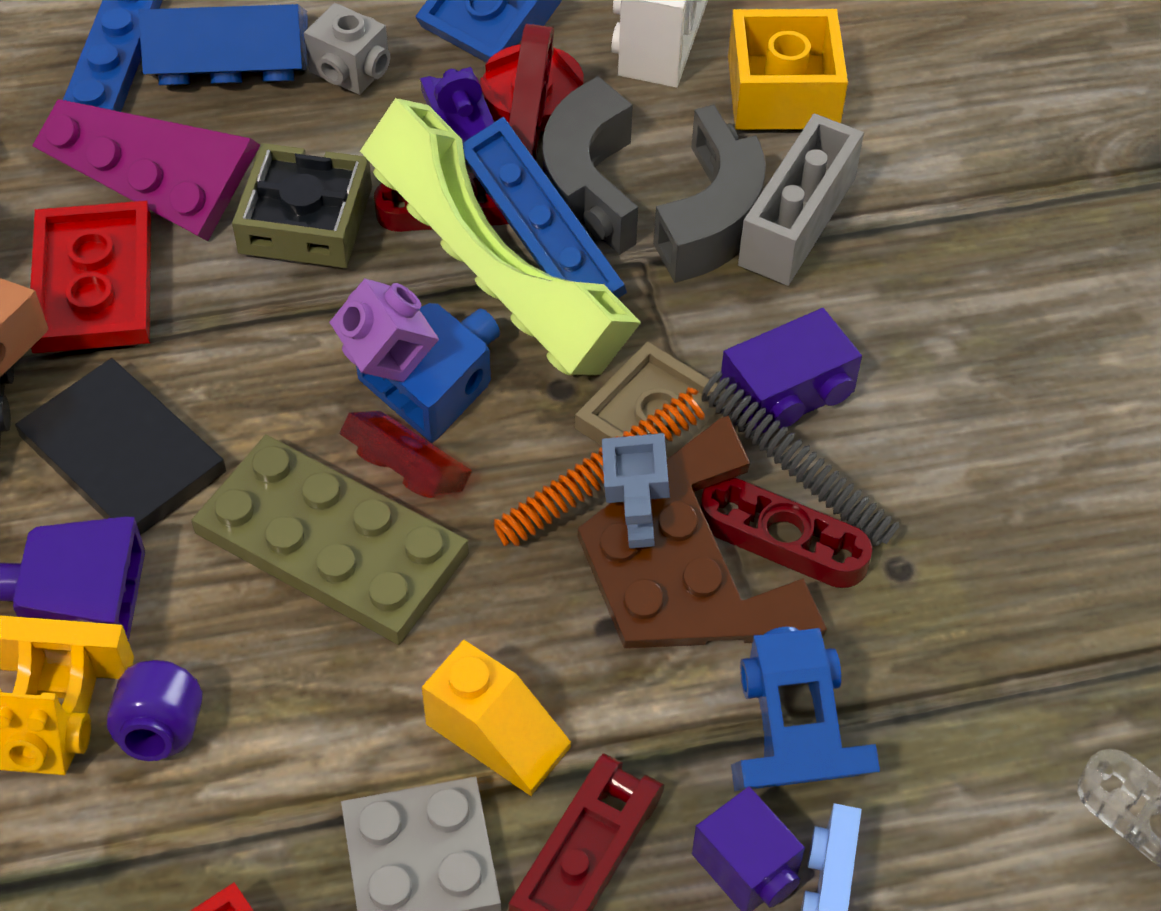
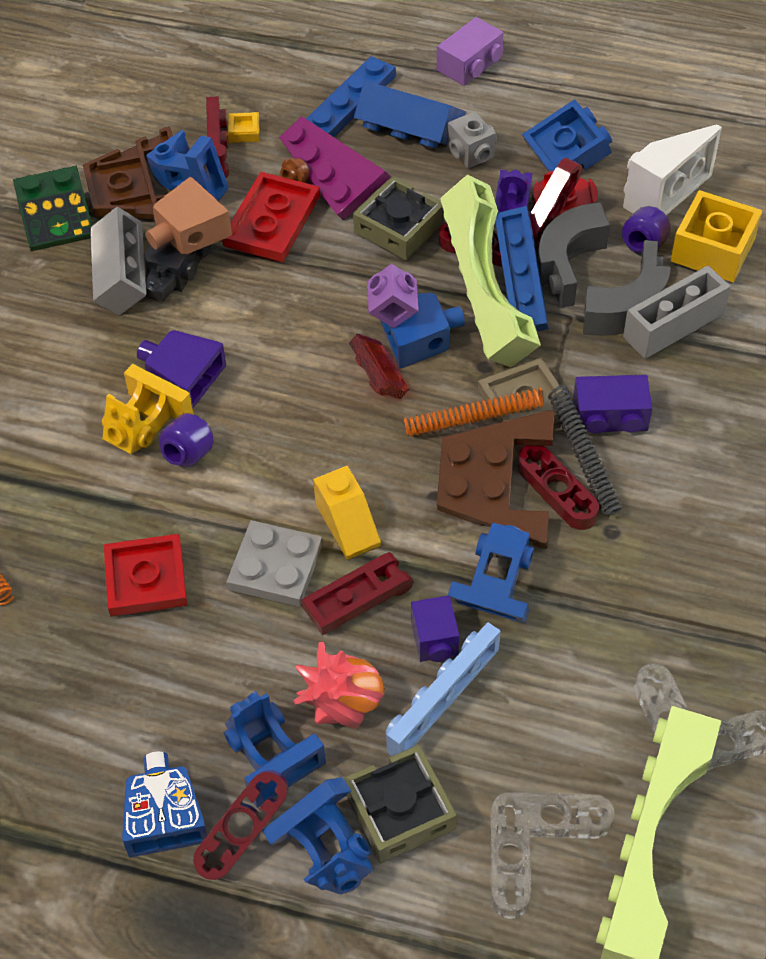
camera: 30 degrees right, 0 degrees up
(90, 187) = (295, 169): none -> dark orange plate
(121, 447) = (240, 309): black tile -> none
(331, 538) = (319, 395): olive plate -> none
(635, 474) = (481, 419): sand blue plate -> none
(675, 92) = (645, 224): none -> dark purple head

